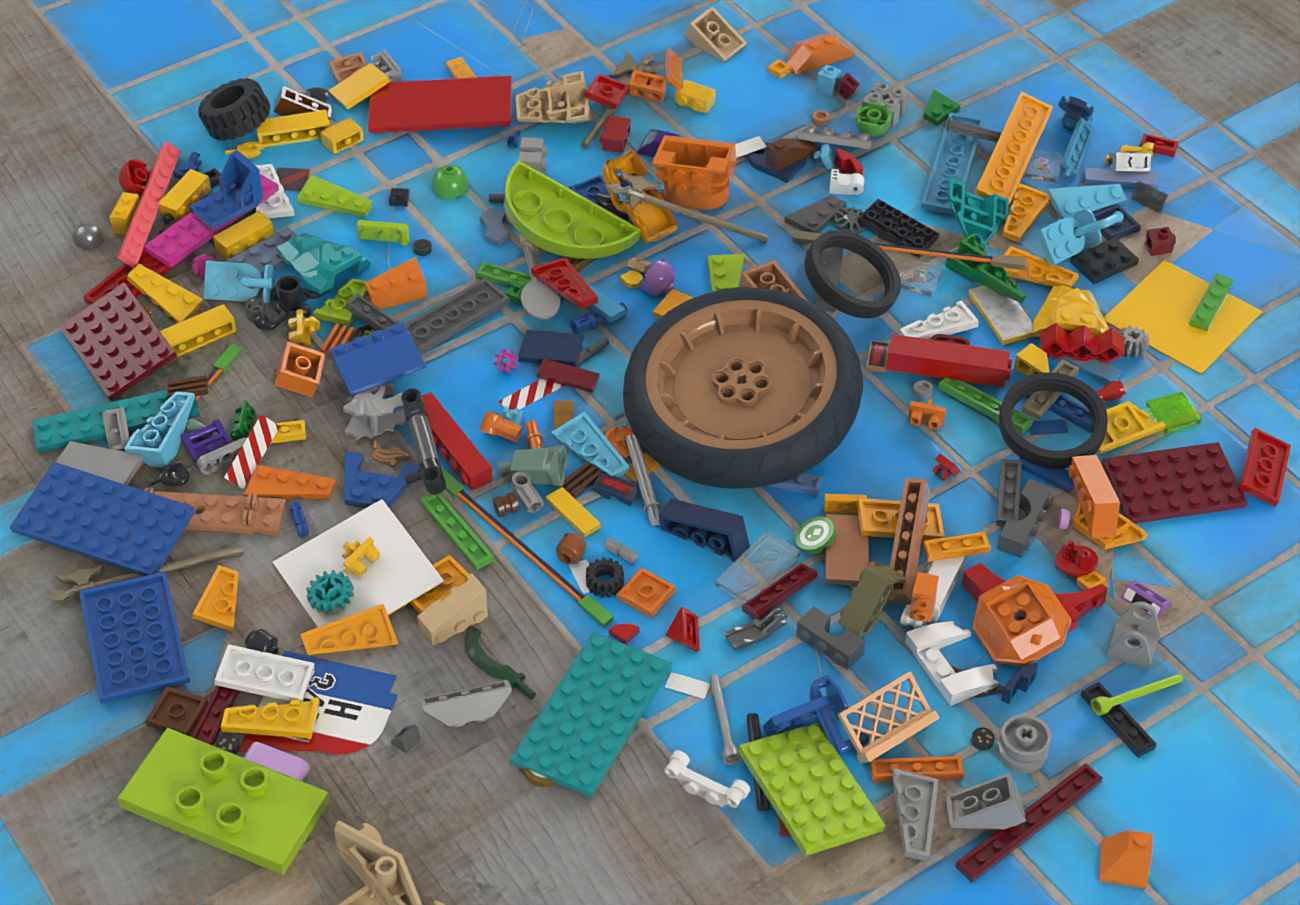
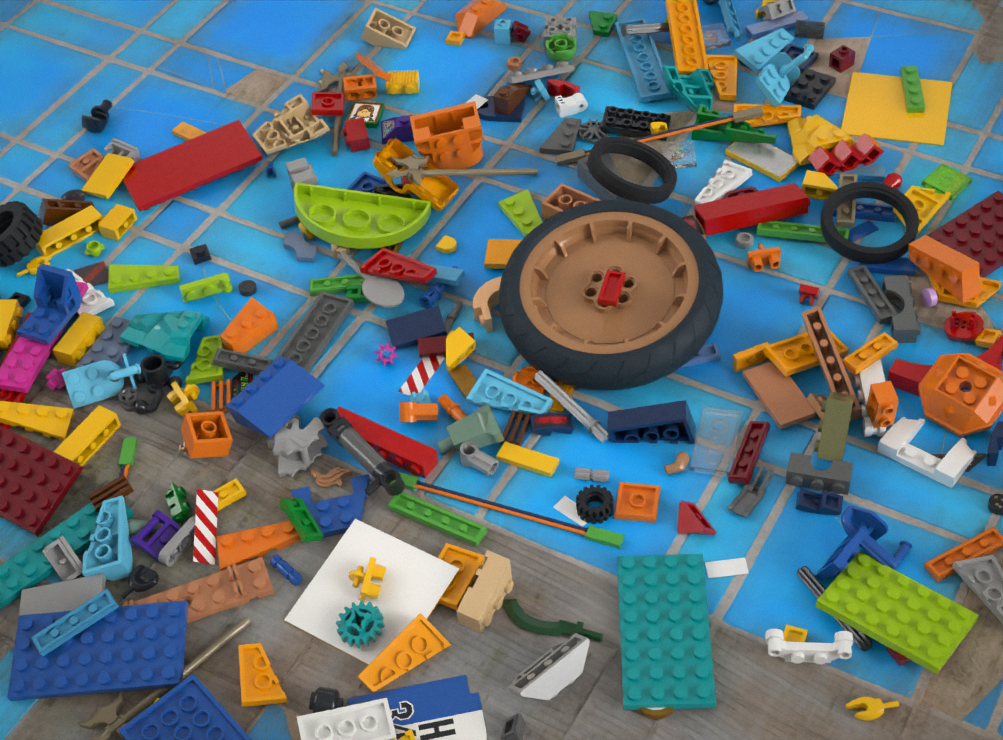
camera: 20 degrees left, 0 degrees up
(93, 486) = (74, 622): none -> dark azure tile
(307, 153) = (94, 248): none -> lime plate
(336, 480) = (301, 519): none -> green plate
(386, 23) = (99, 118): none -> black piece
(449, 182) = (238, 225): bright green cylinder -> none
(505, 504) = (466, 477): reddish brown wheel -> none
(571, 548) = (548, 491): dark orange head -> none
(572, 382) = (458, 348): none -> yellow slope
(622, 352) = (484, 300): none -> light nougat arch
(624, 632) = (642, 545): red tile -> none
(639, 264) = (447, 231): tan tile -> none
(642, 115) = (369, 111): none -> tile
(659, 279) = (473, 235): medium lavender cylinder -> none
(705, 768) = (795, 634): none -> yellow tile
(707, 575) = (679, 465): none -> medium nougat arm
(730, 751) = (807, 611): light grey piece -> none
(730, 860) = (873, 706): none -> yellow hand
(736, 381) = (611, 288): none -> red tile
(811, 664) = (824, 503): none -> dark blue slope
(815, 535) = (746, 392): bright green tile -> none
(892, 736) = (932, 531): light nougat fence -> none
(913, 241) = (658, 127): none -> yellow tile
(1135, 341) = (883, 137): light grey gear -> none

